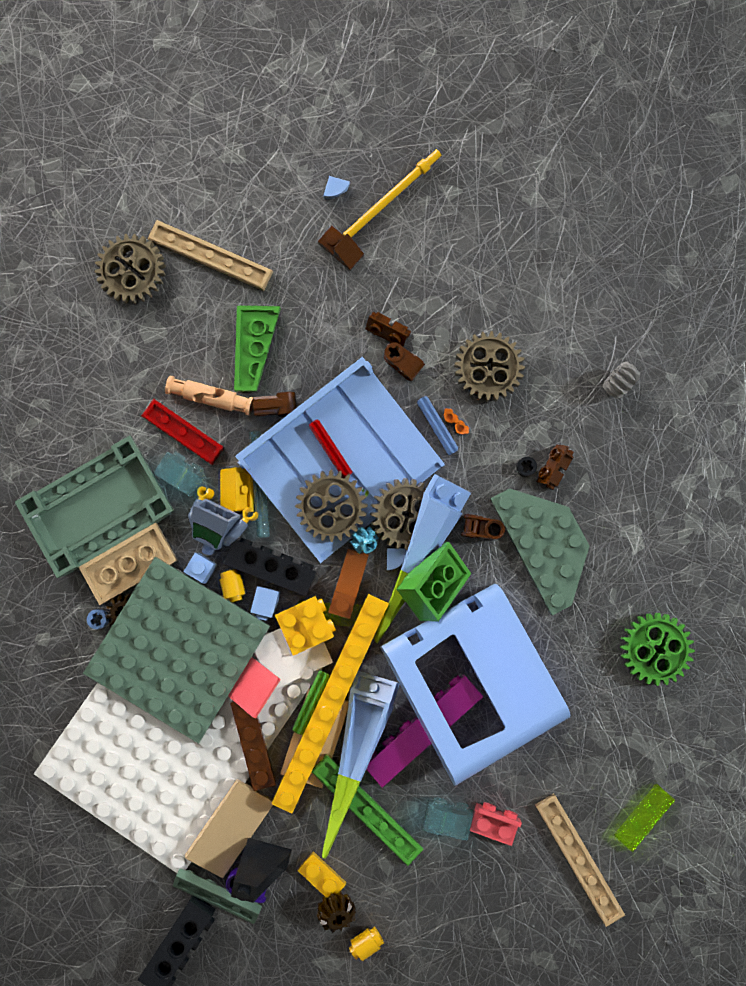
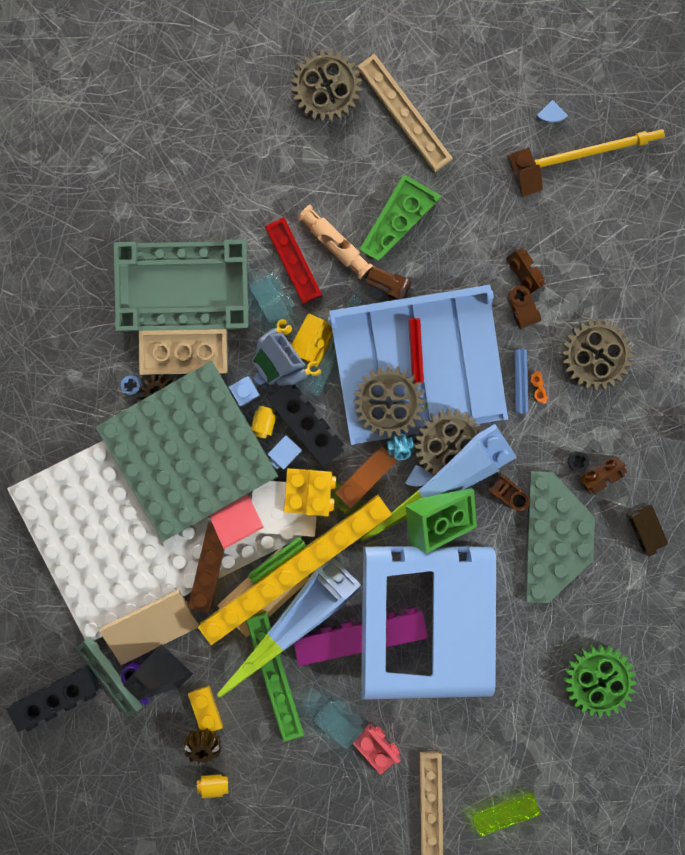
camera: 30 degrees right, 5 degrees up
(621, 492) = (647, 530): none -> dark brown panel

